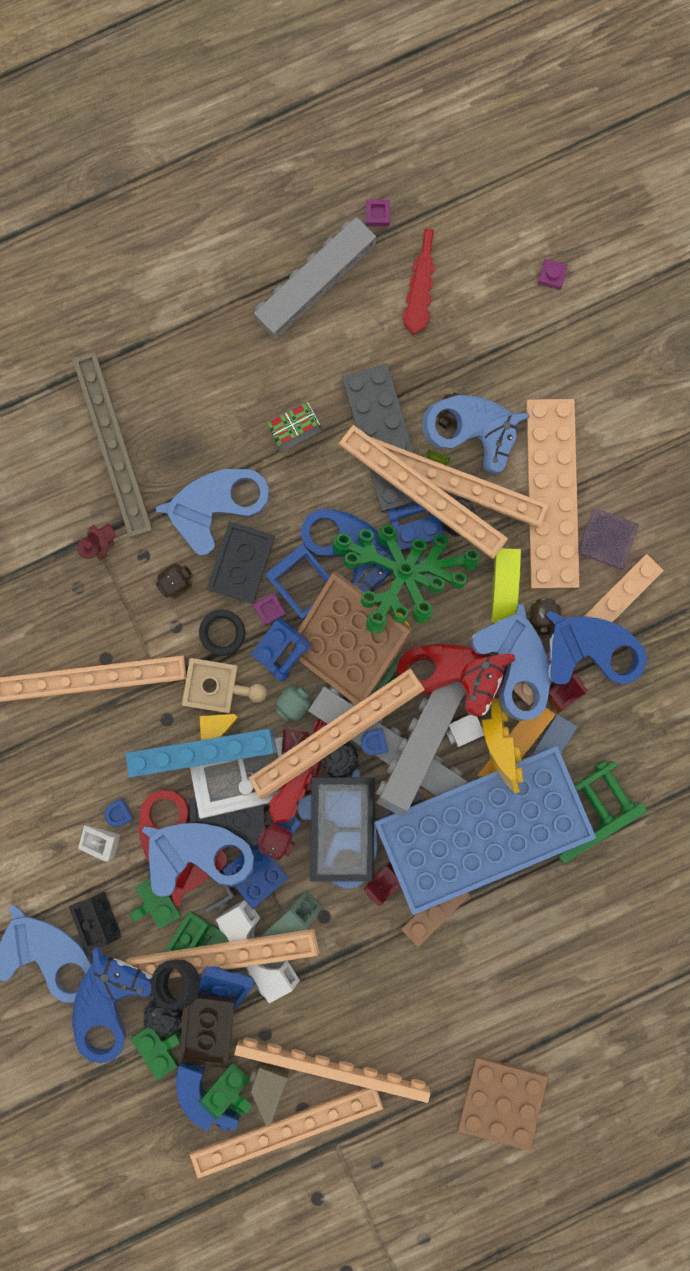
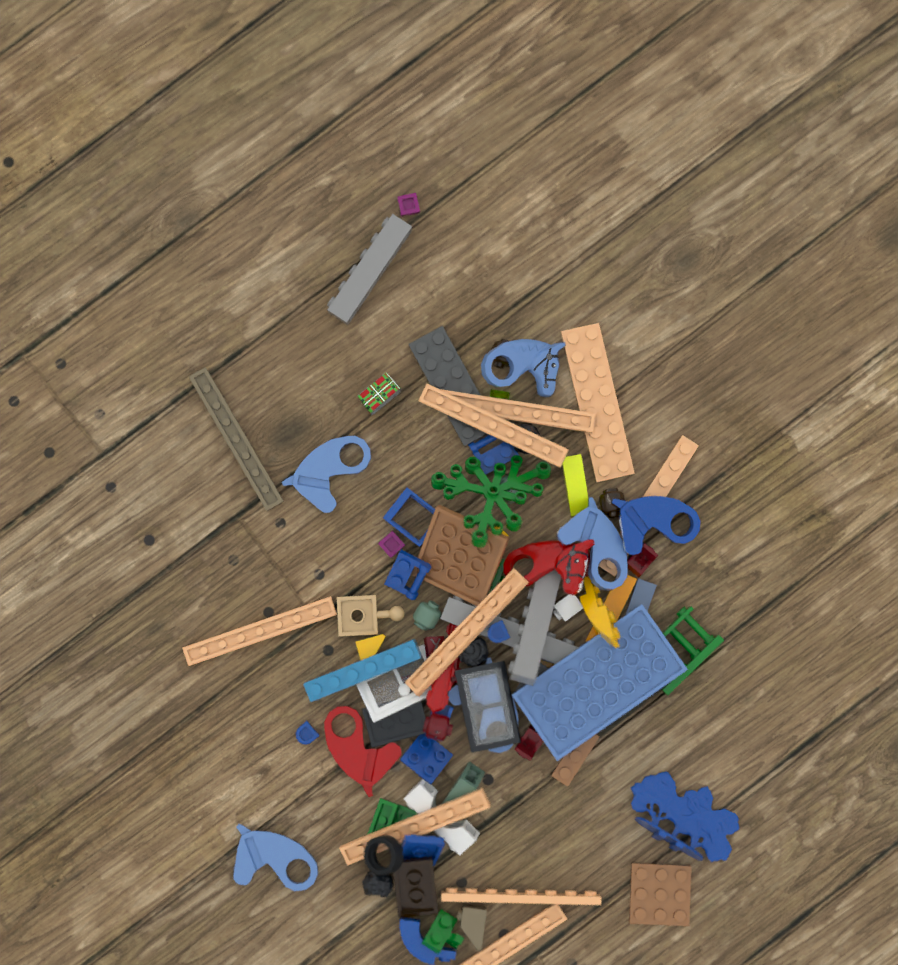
camera: 15 degrees left, 0 degrees up
(95, 922) = (307, 823): black bracket -> none
(96, 1005) = (322, 884): blue animal -> none
(97, 542) = (242, 521): dark red hips -> none
(99, 843) = (296, 759): white slope -> none
(157, 1050) = (378, 913): green plate -> none
(161, 908) = (352, 796): green plate -> none
(174, 581) = (310, 538): dark brown head -> none
(193, 843) = (371, 743): medium blue animal -> none
(204, 628) = (372, 571): black tyre -> none
(223, 902) = (403, 787): dark grey bracket -> none
(241, 563) = (360, 512): black plate -> none
(365, 577) = (461, 503): blue animal -> none
(418, 299) = (456, 267): red sword -> none
(552, 274) = (560, 224): magenta plate -> none
(560, 1016) = (689, 813): none -> blue plant
(608, 538) = (649, 429): clear purple plate -> none

